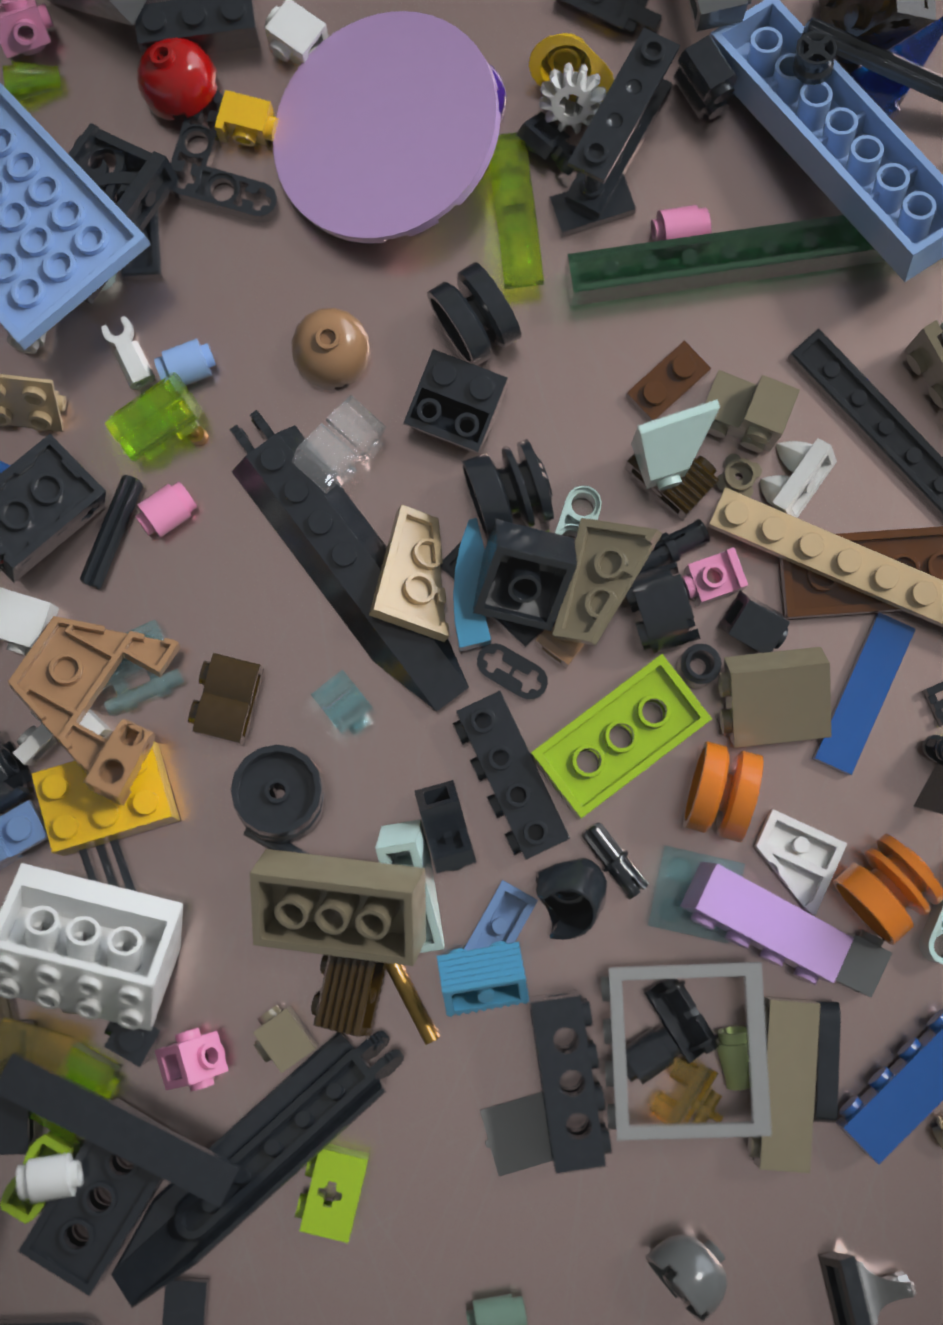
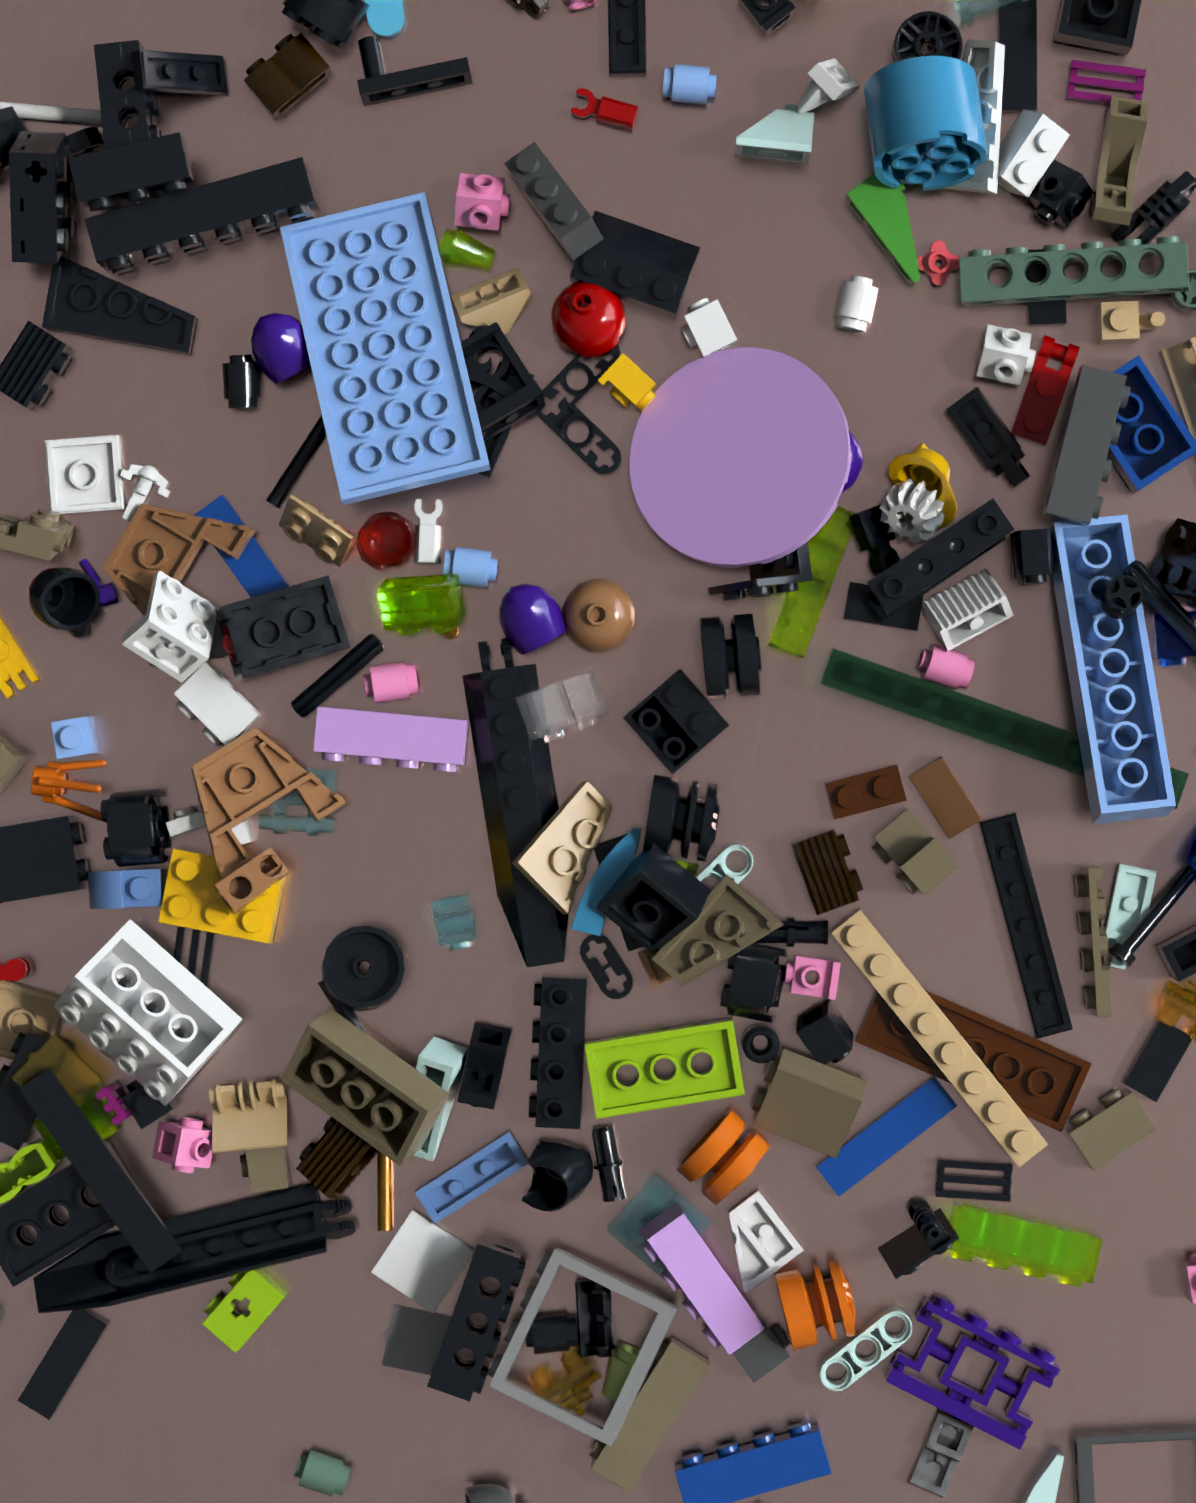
camera: 25 degrees right, 5 degrees up
(49, 1178) = (29, 1180): white brick -> none
(85, 105) = (493, 301): none -> tan slope
(90, 378) = (385, 540): none -> clear red hair
(98, 1057) = (114, 1103): none -> magenta tile
(190, 559) = (390, 736): none -> lavender brick
(226, 698) = (360, 866): dark brown brick -> none
(240, 998) = (249, 1116): none -> tan hinge
(264, 377) = (530, 617): none -> dark purple piece
(470, 221) = (780, 574): none -> black bracket
(482, 978) = (450, 1203): dark azure brick -> none
(486, 1053) = (422, 1261): none -> white tile
(671, 443) = (830, 859): light aqua slope -> none
(672, 161) = (967, 609): none -> white brick
(746, 346) = (945, 797): none -> medium nougat slope
(749, 471) = (881, 891): dark tan plate -> none
(809, 468) = (943, 926): white tile -> none
(827, 1063) = (691, 1414): black beam -> none

